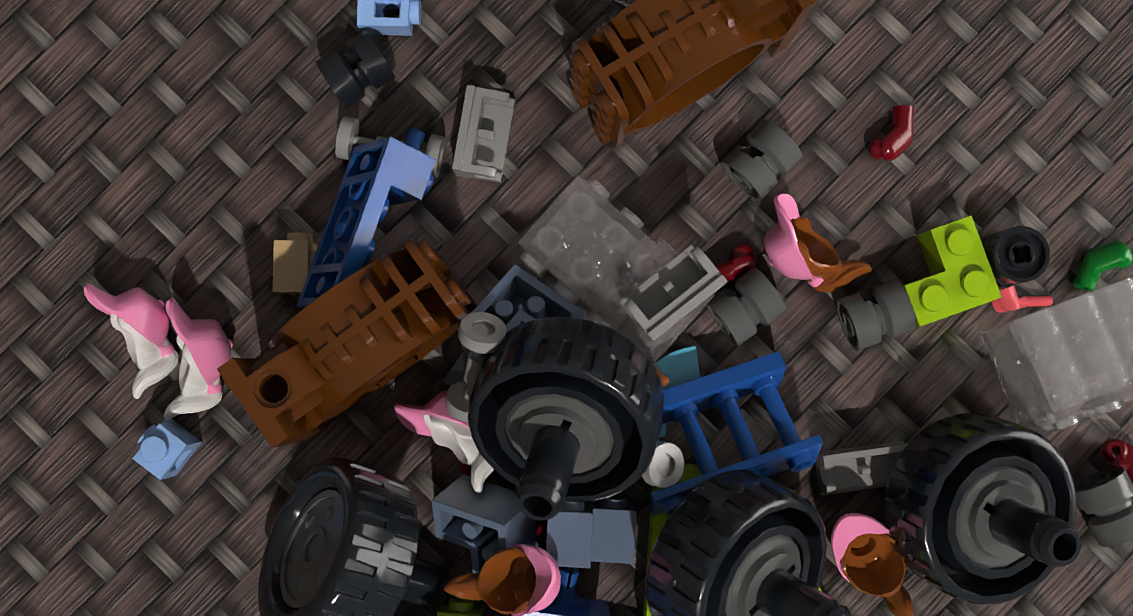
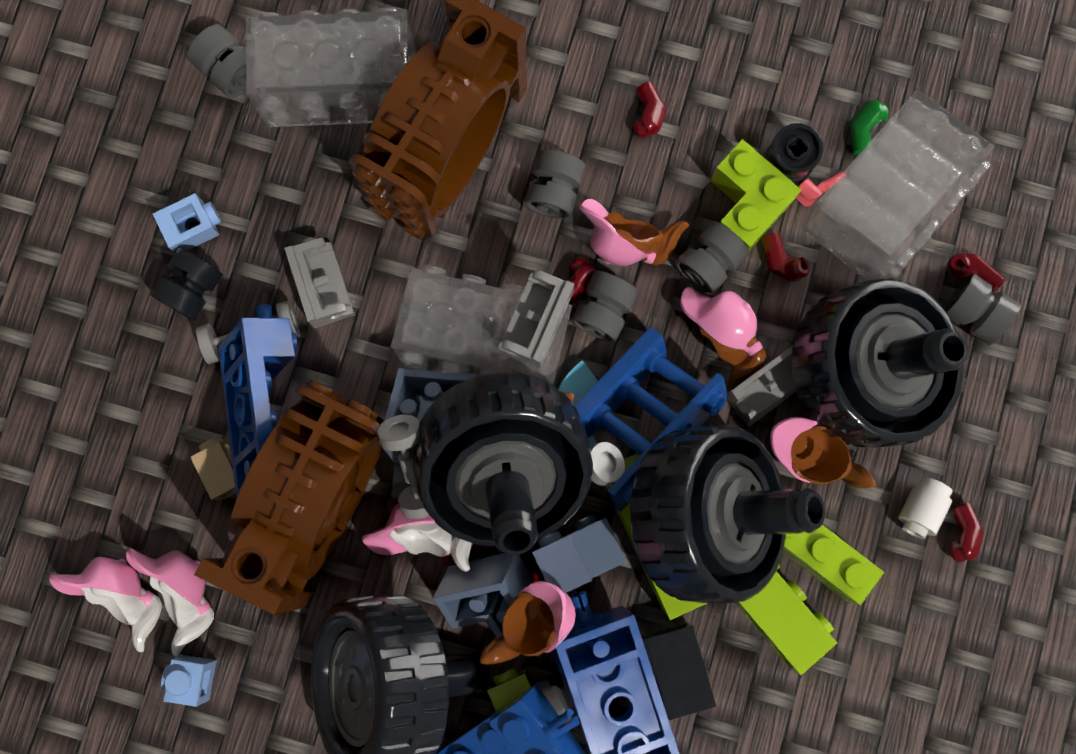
camera: 30 degrees left, 5 degrees down
(855, 390) = (730, 327): none -> bright pink hair
(942, 356) = (782, 263): none -> dark red arm

